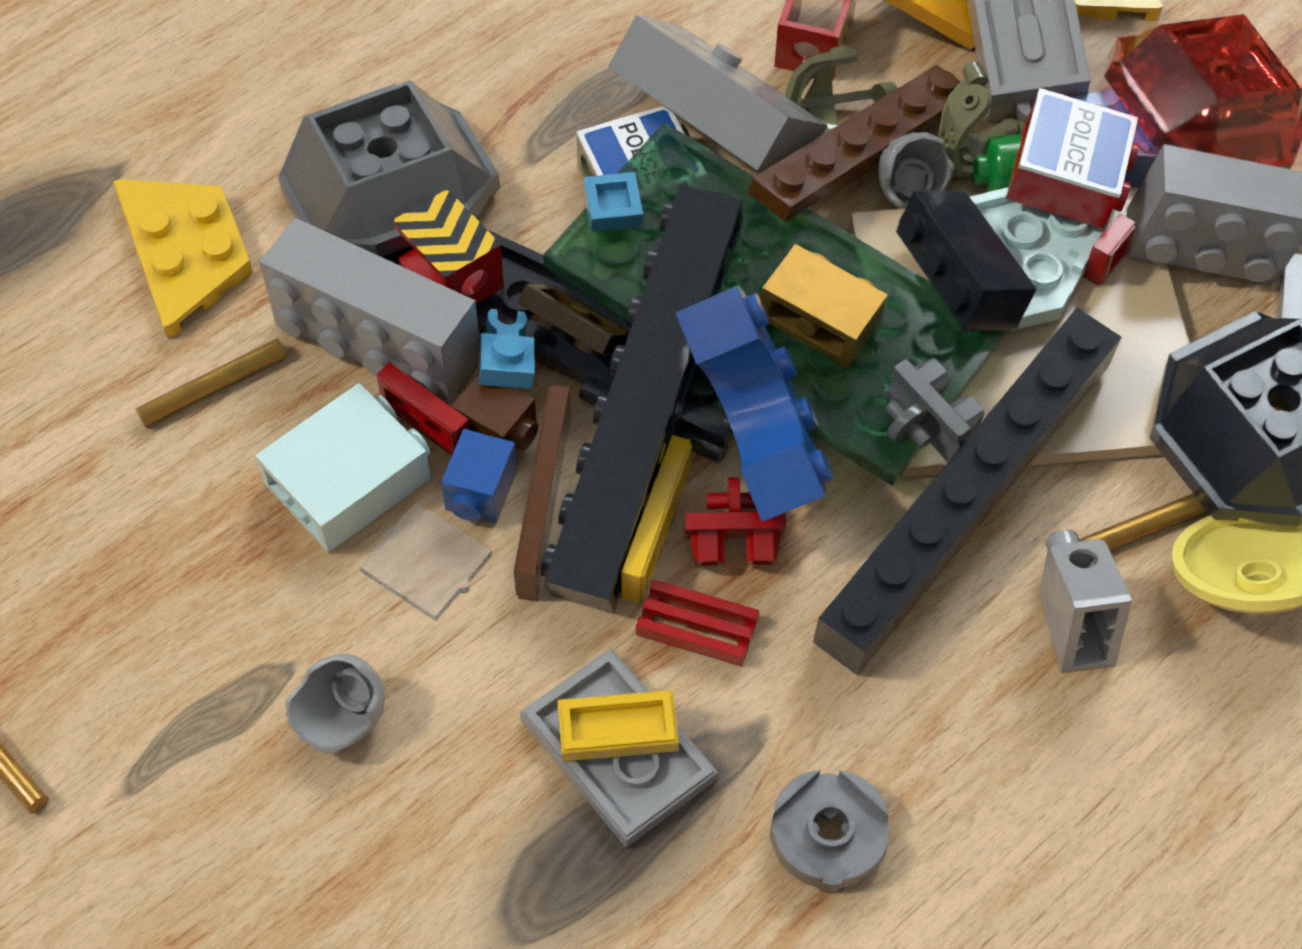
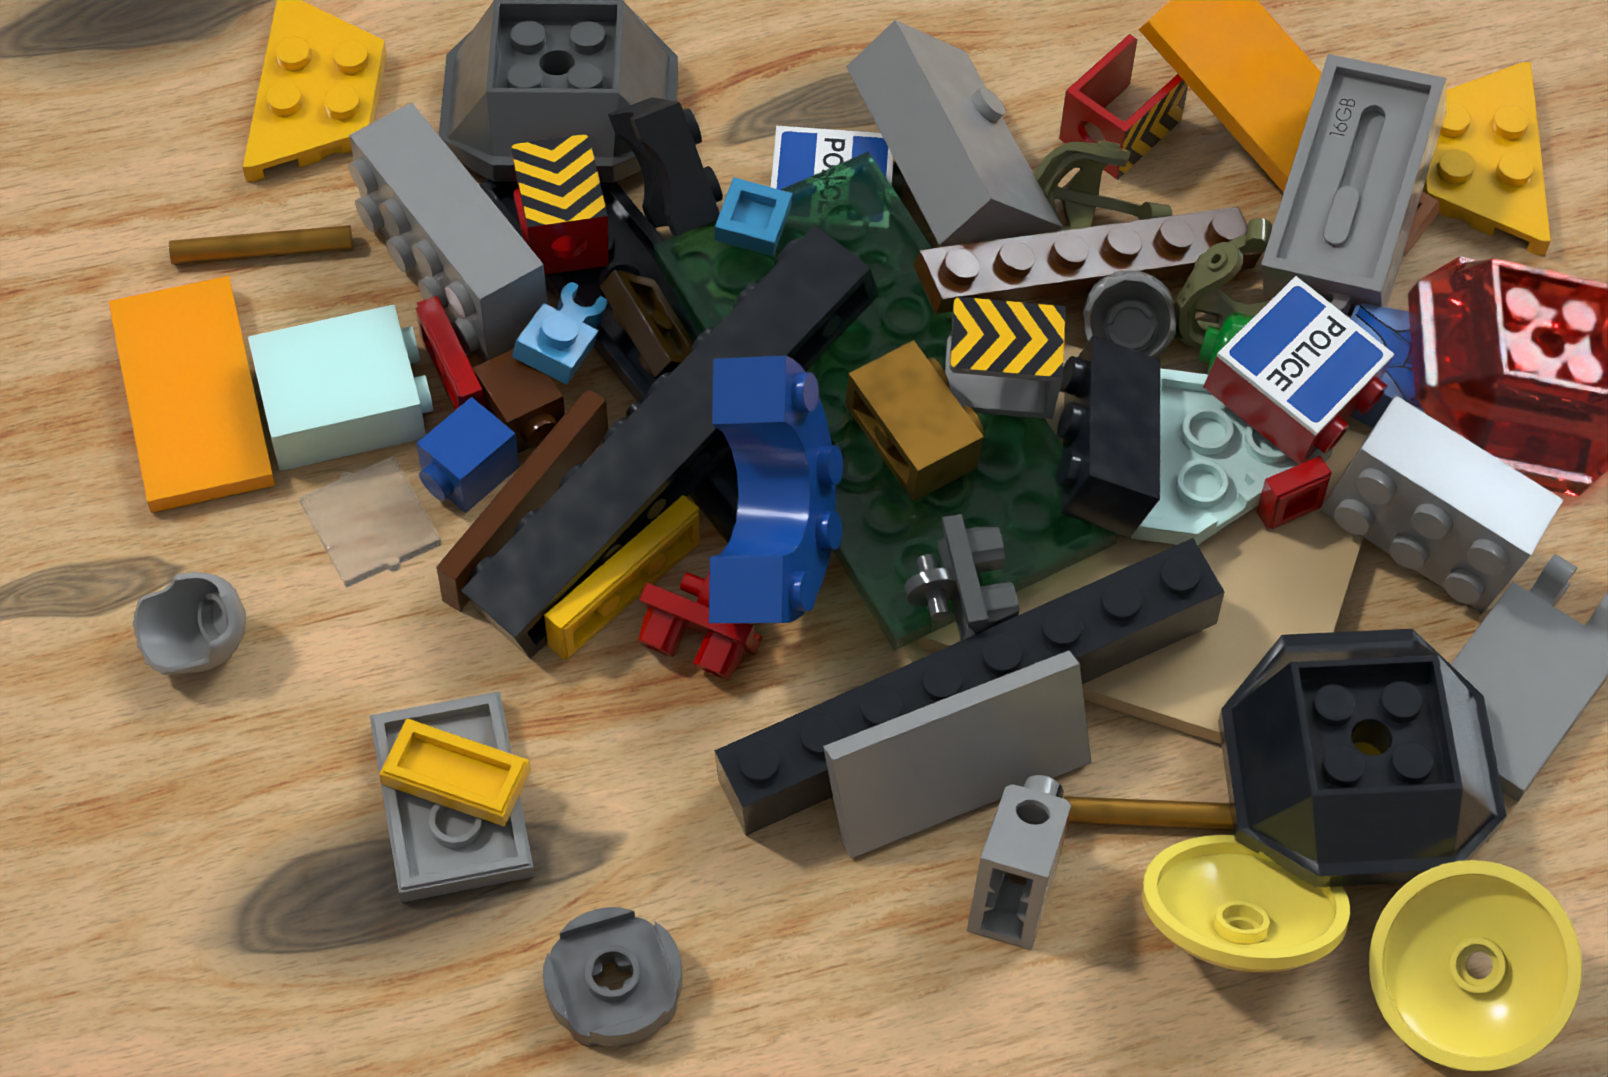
camera: 25 degrees right, 0 degrees up
(223, 522) = (190, 394): none -> light orange tile
(521, 188) = (675, 183): none -> black brick
(662, 593) = (572, 670): red tile -> none
(866, 228) = (1006, 356): none -> piece
(992, 541) = (958, 753): none -> light grey tile

